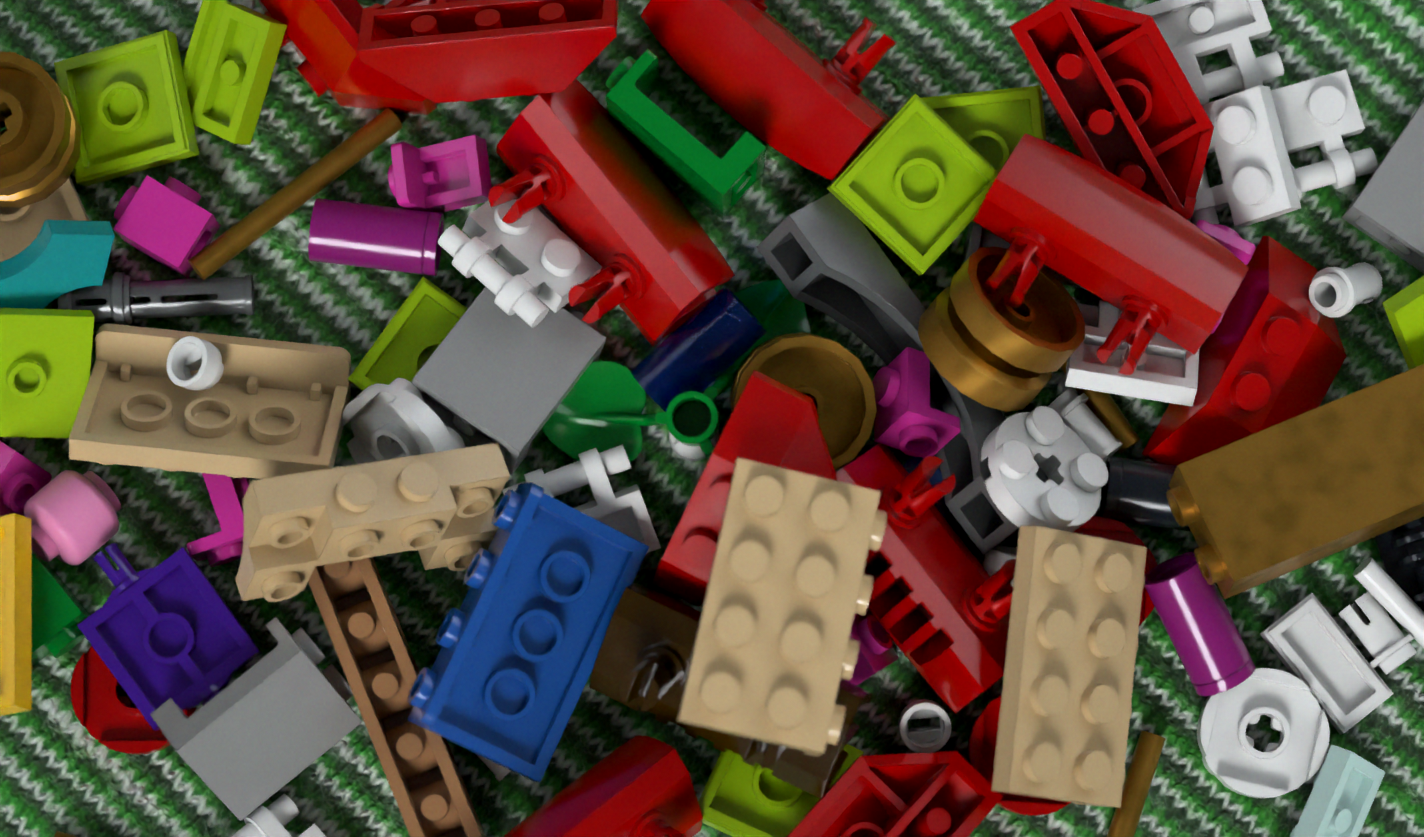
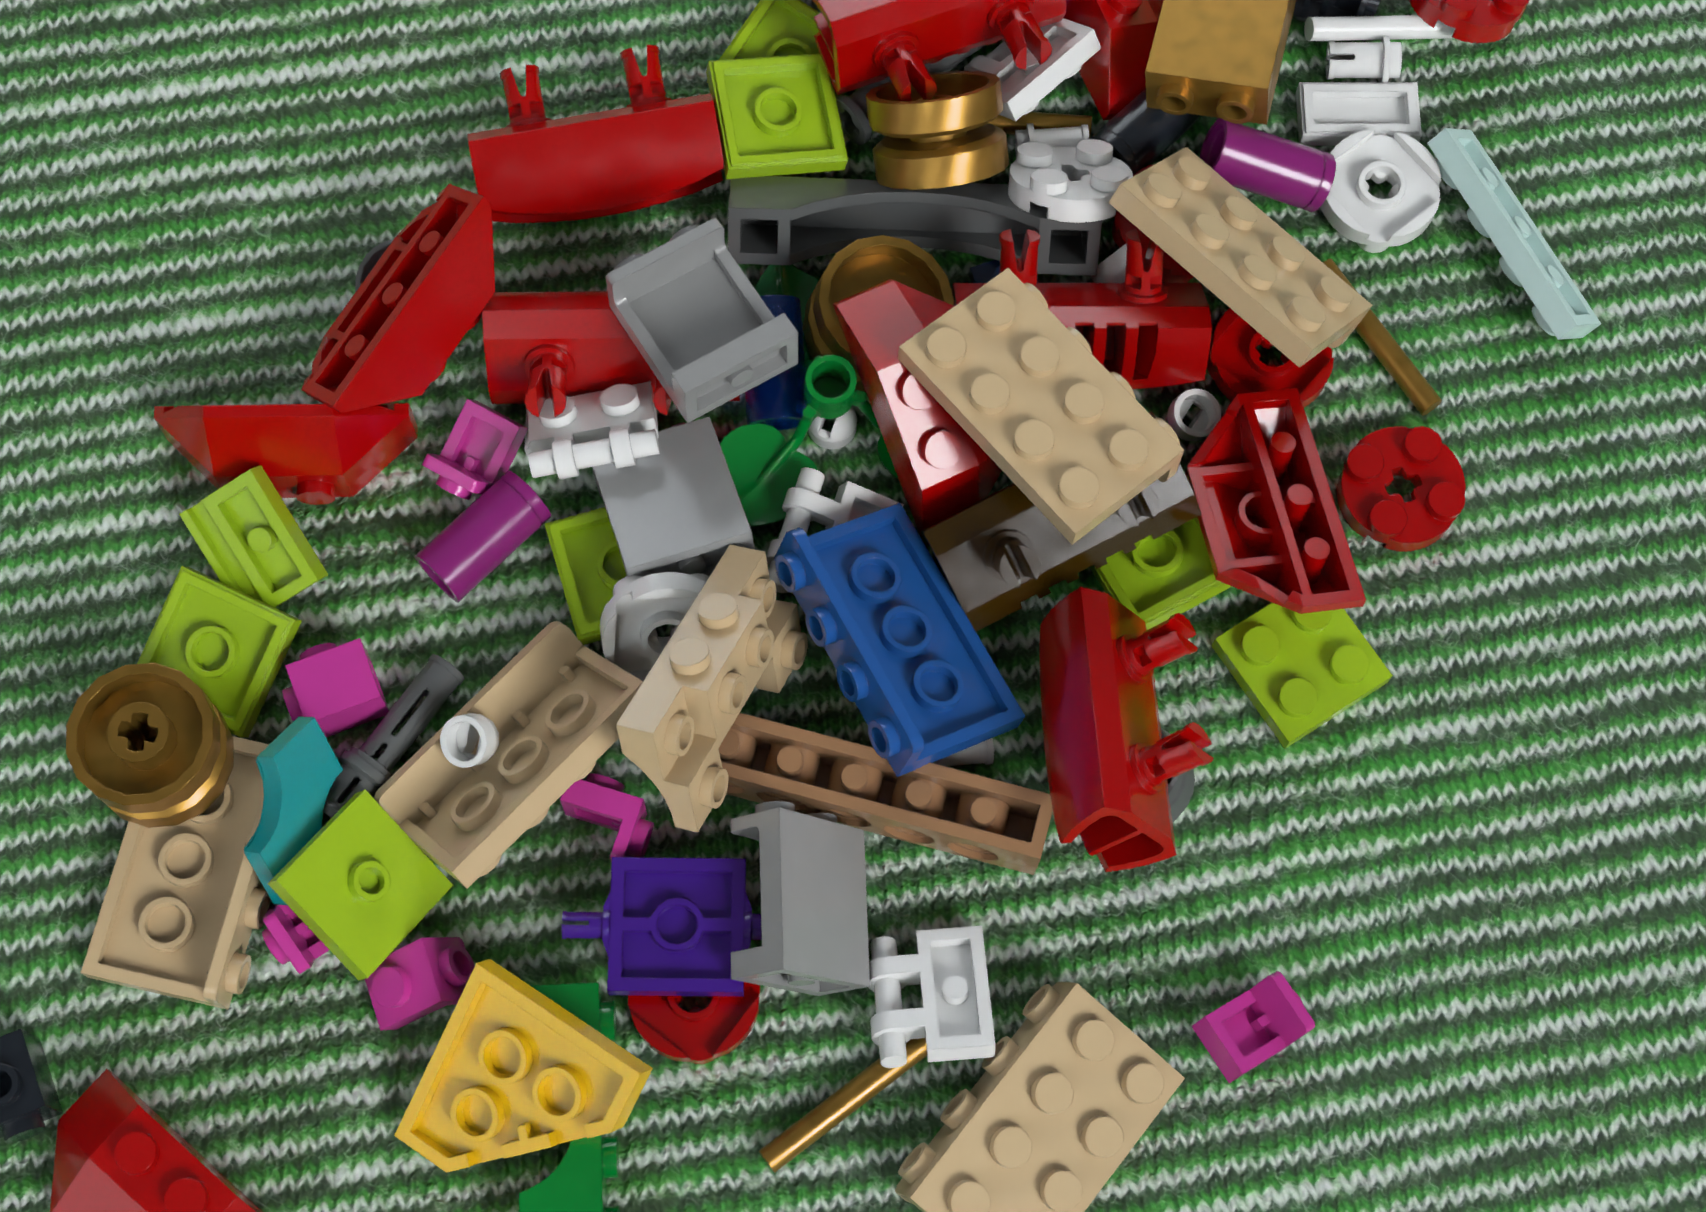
camera: 55 degrees left, 10 degrees down
(72, 517) = (512, 931): bright pink head -> none
(295, 193) = (396, 575): pearl gold bar -> none
(657, 275) = (699, 320): none -> light grey panel
(710, 179) = (585, 254): green panel -> none
(904, 408) = (957, 244): dark pink bracket -> none

